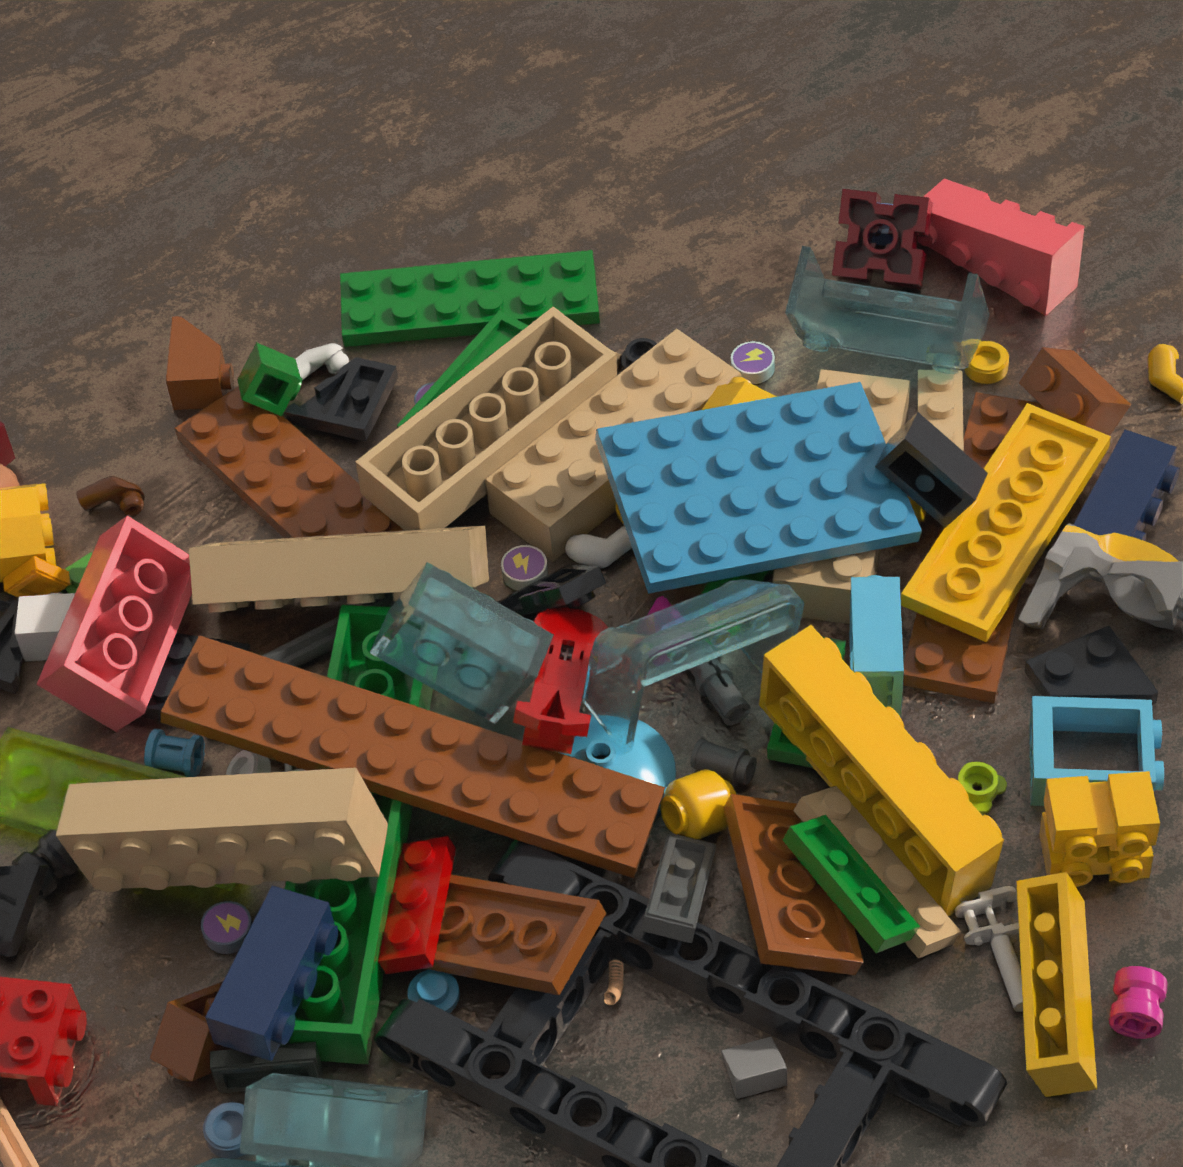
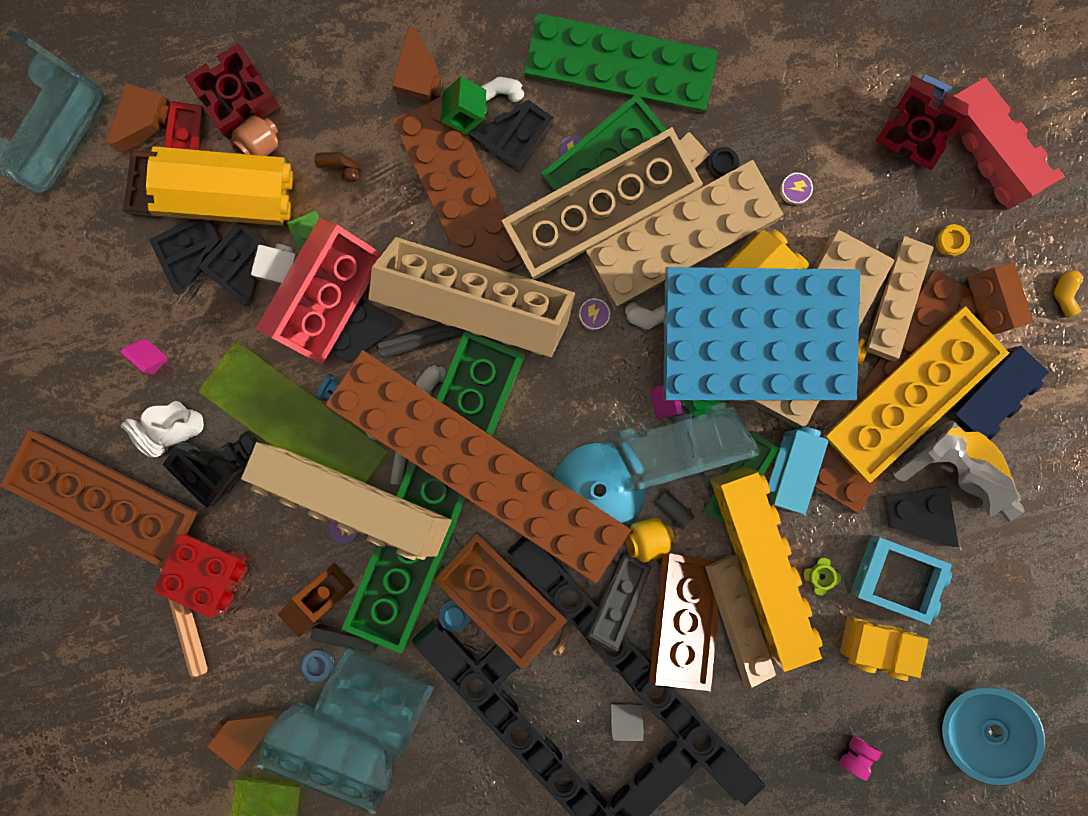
camera: 10 degrees right, 35 degrees up
(36, 578) = (273, 230): light orange tile -> none
(272, 973) = (357, 608): dark blue brick -> none
(417, 905) = (459, 560): red plate -> none
(462, 643) = (533, 401): clear light blue brick -> none
(557, 694) = (600, 404): red piece -> none
(564, 586) = (606, 350): black wing -> none
(851, 883) = (721, 638): green plate -> none
(886, 320) = (904, 200): clear light blue windscreen -> none
(931, 470) = (880, 359): black brick -> none
(999, 936) = (795, 699): white piece -> none
(1056, 985) = (817, 738): yellow brick -> none

